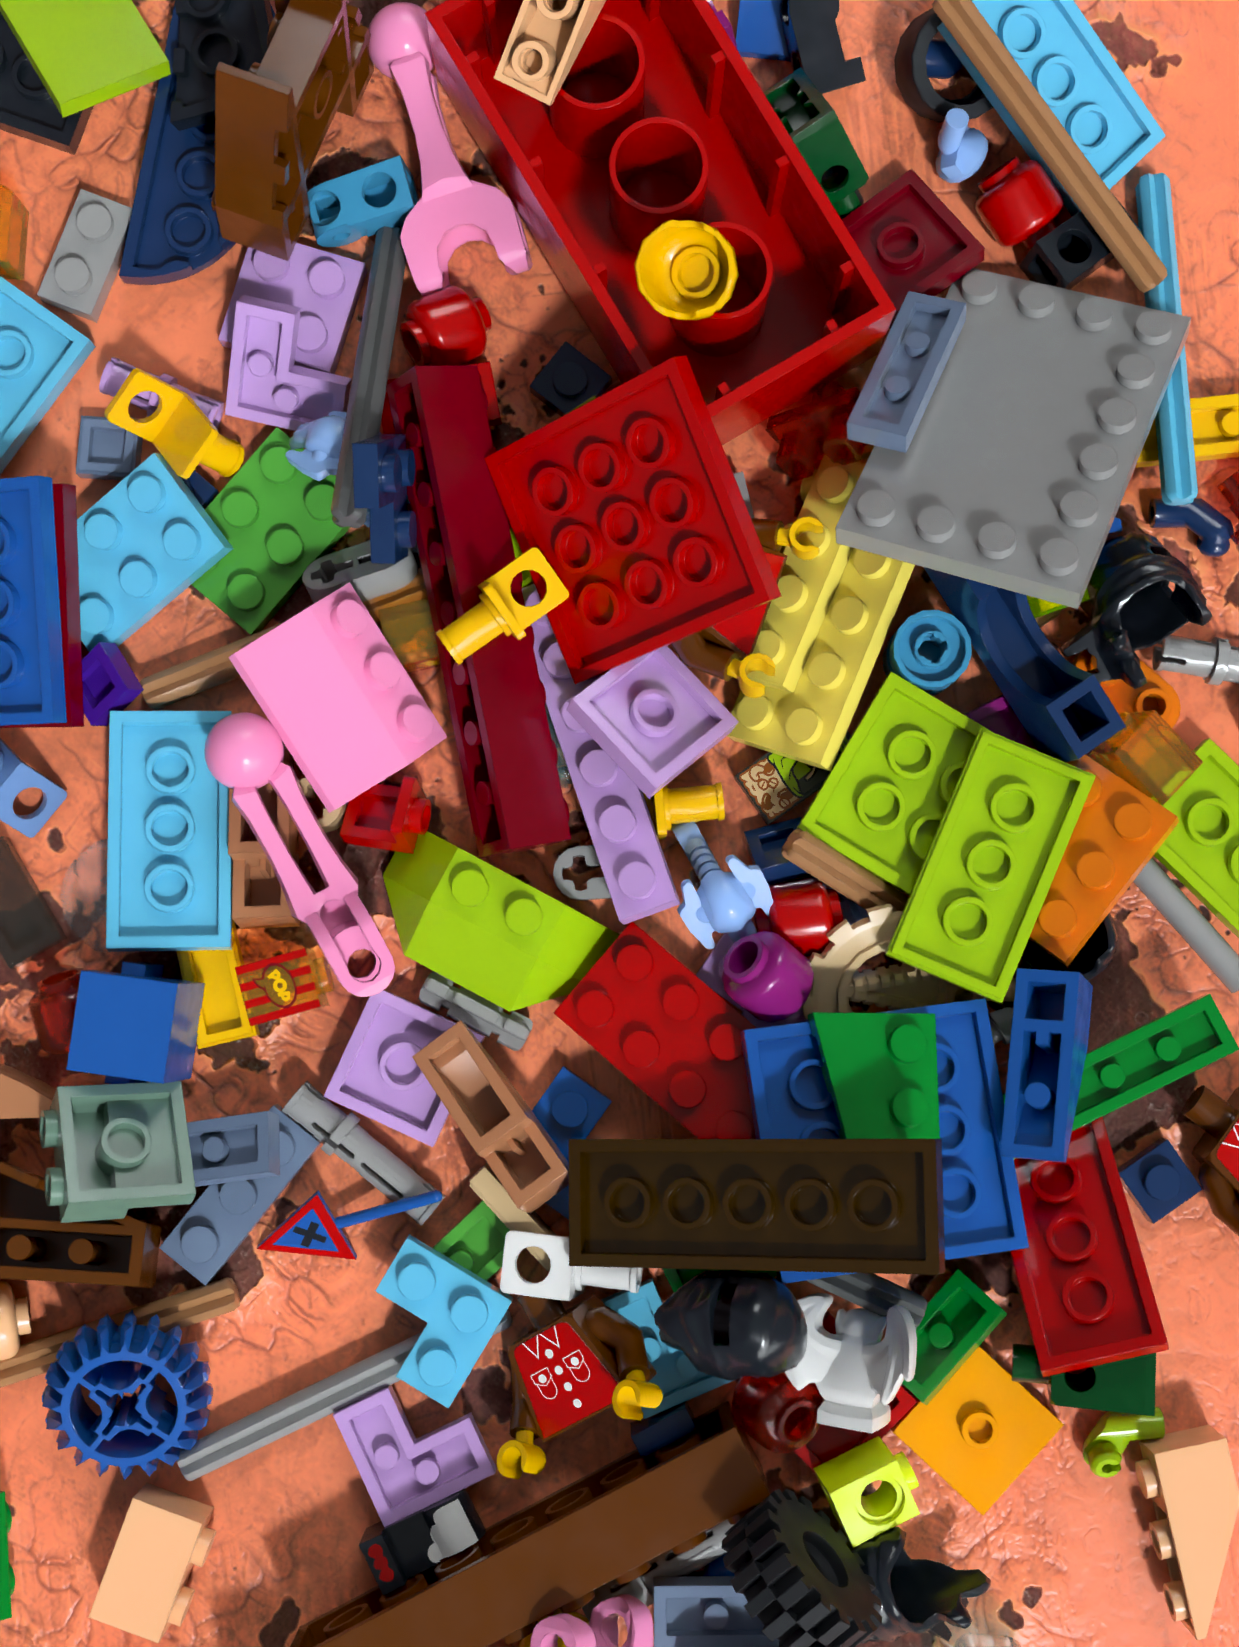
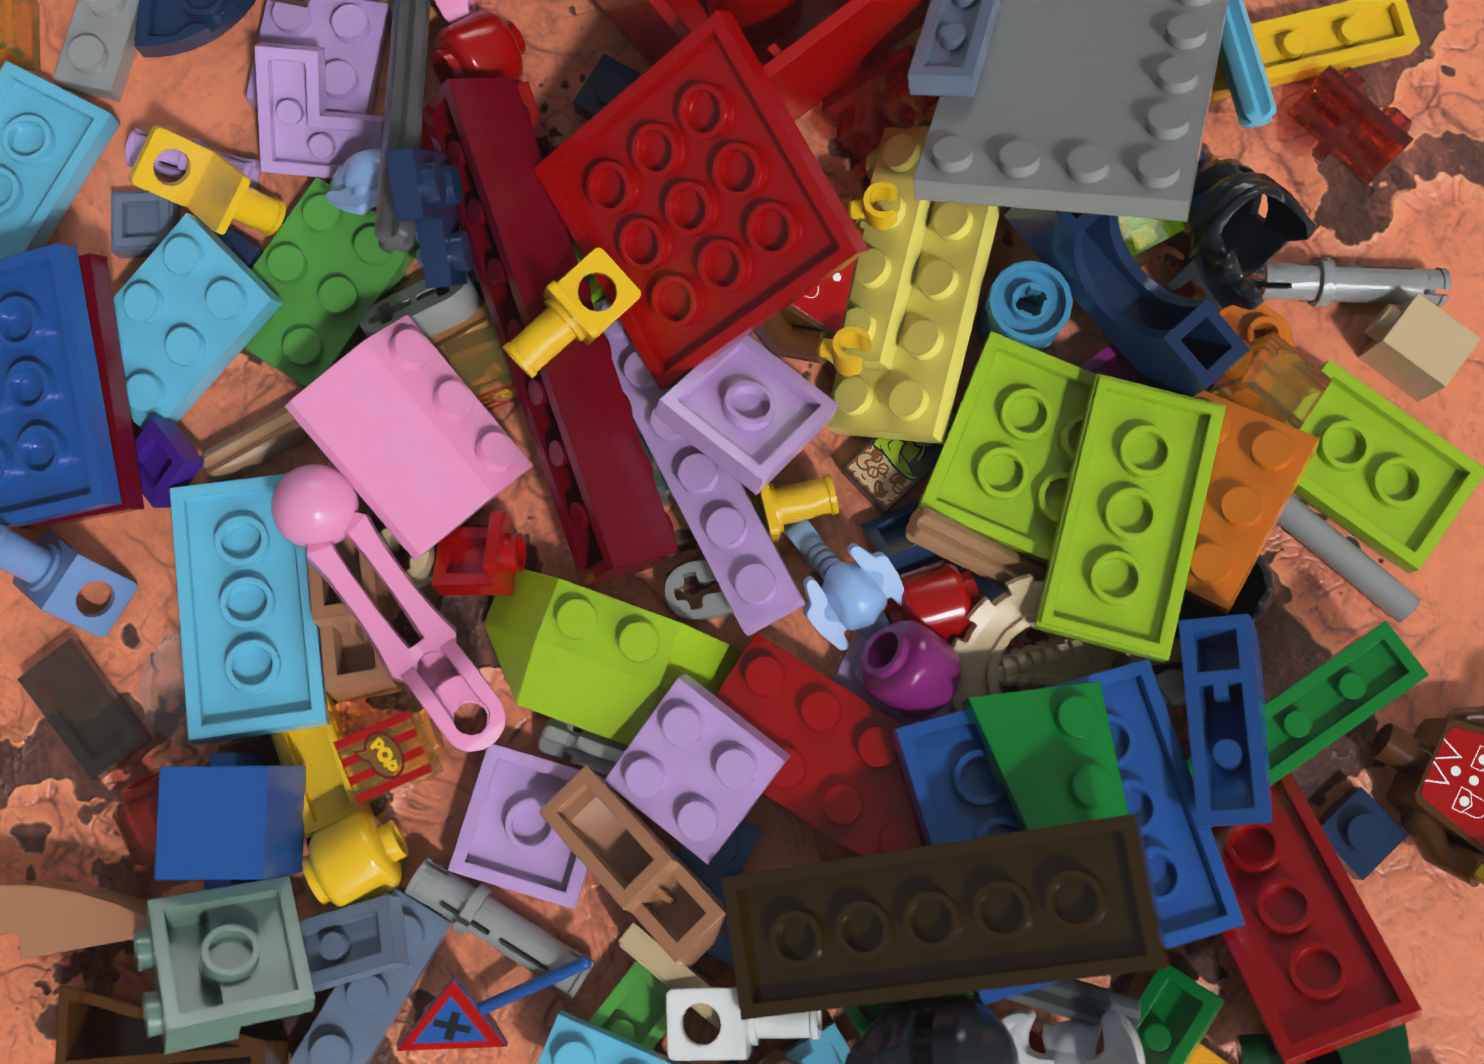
camera: 10 degrees left, 5 degrees down
(241, 1075) = (354, 859): none -> yellow head
(560, 1037) = (696, 768): none -> lavender plate
(1201, 518) = (1274, 141): dark blue arm -> none

